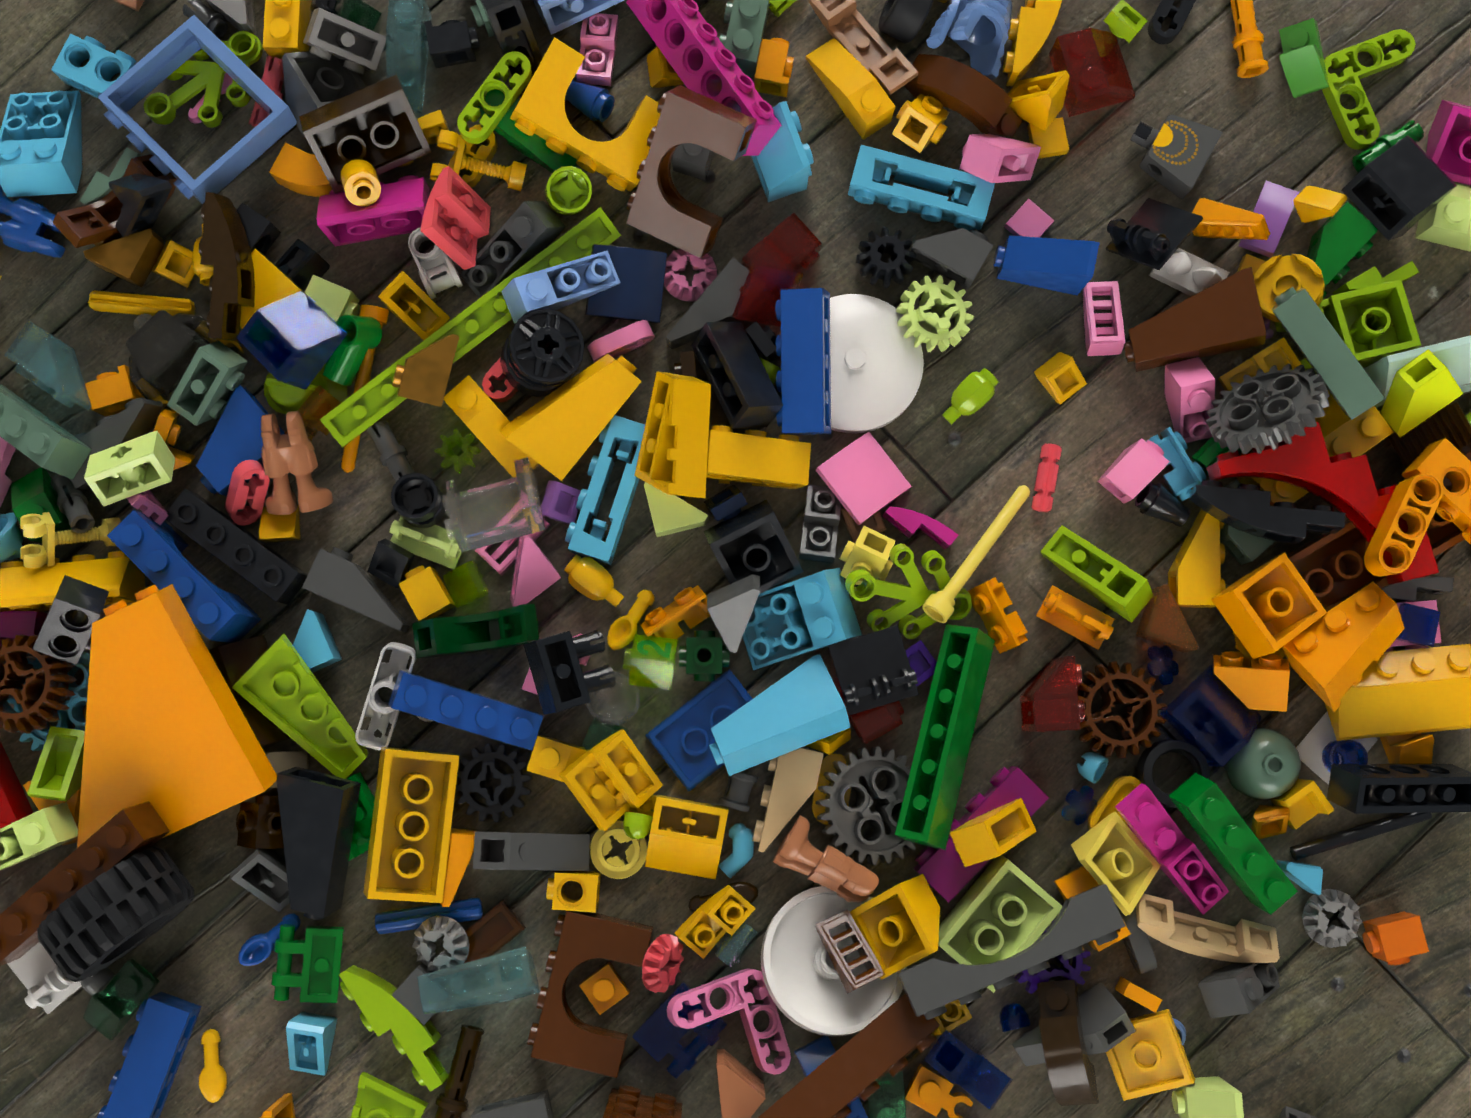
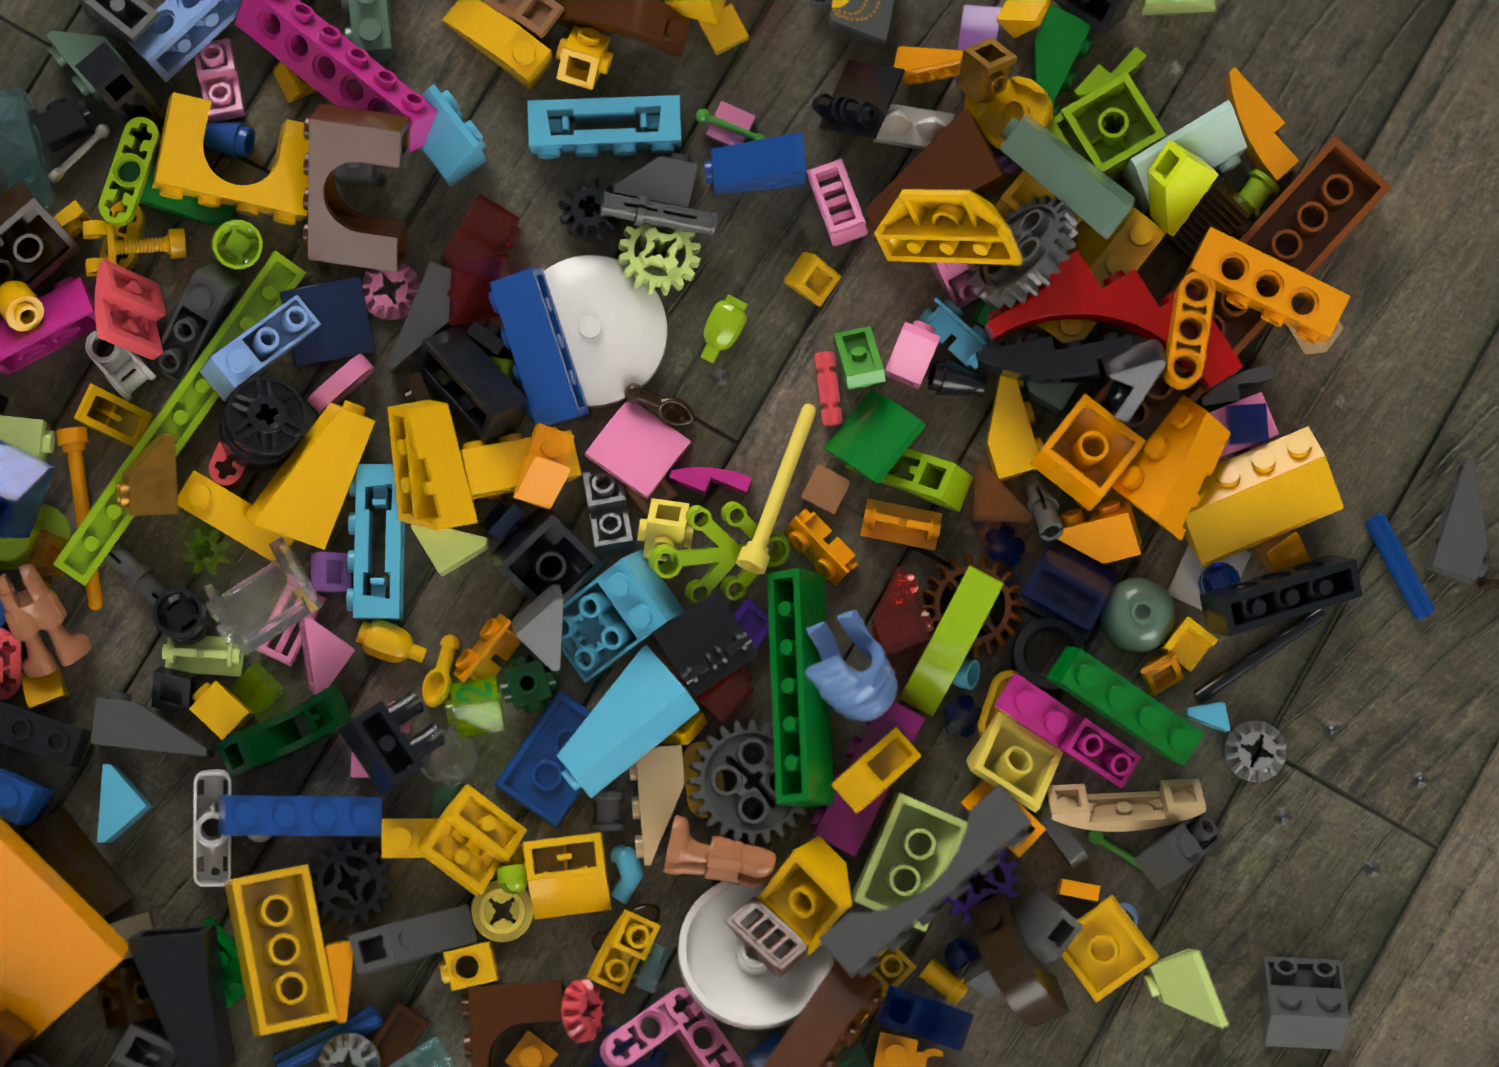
camera: 15 degrees left, 0 degrees up
(296, 703) = (124, 864): lime wing -> none
(362, 334) = (69, 462): green piece -> none
(433, 85) = (102, 131): none -> white hinge
(773, 67) = (410, 44): light orange brick -> none
(778, 468) = (544, 466): none -> light orange slope
(900, 451) = (668, 408): none -> dark brown piece
(945, 277) = (659, 214): none -> dark grey pin
(987, 746) = (850, 692): none -> medium blue hair
(993, 1039) = (944, 981): none -> yellow pin
(999, 158) = (677, 70): bright pink slope -> none
(1009, 207) = (704, 116): none -> bright green hinge
(1017, 566) = (825, 489): none -> medium nougat tile
(1078, 532) = (874, 436): none -> green slope
(1082, 461) = (859, 358): none -> bright green slope
(1096, 736) = (951, 641): none -> lime slope
(1167, 951) = (1096, 837): none -> bright green hinge
(1207, 366) = (946, 229): none -> yellow wedge
(1210, 641) = (1048, 519): none -> dark grey pin
(1277, 238) = (985, 70): none -> pearl gold brick
(1341, 548) = (1133, 373): none -> black slope
(1395, 937) = (1322, 751): orange brick -> none

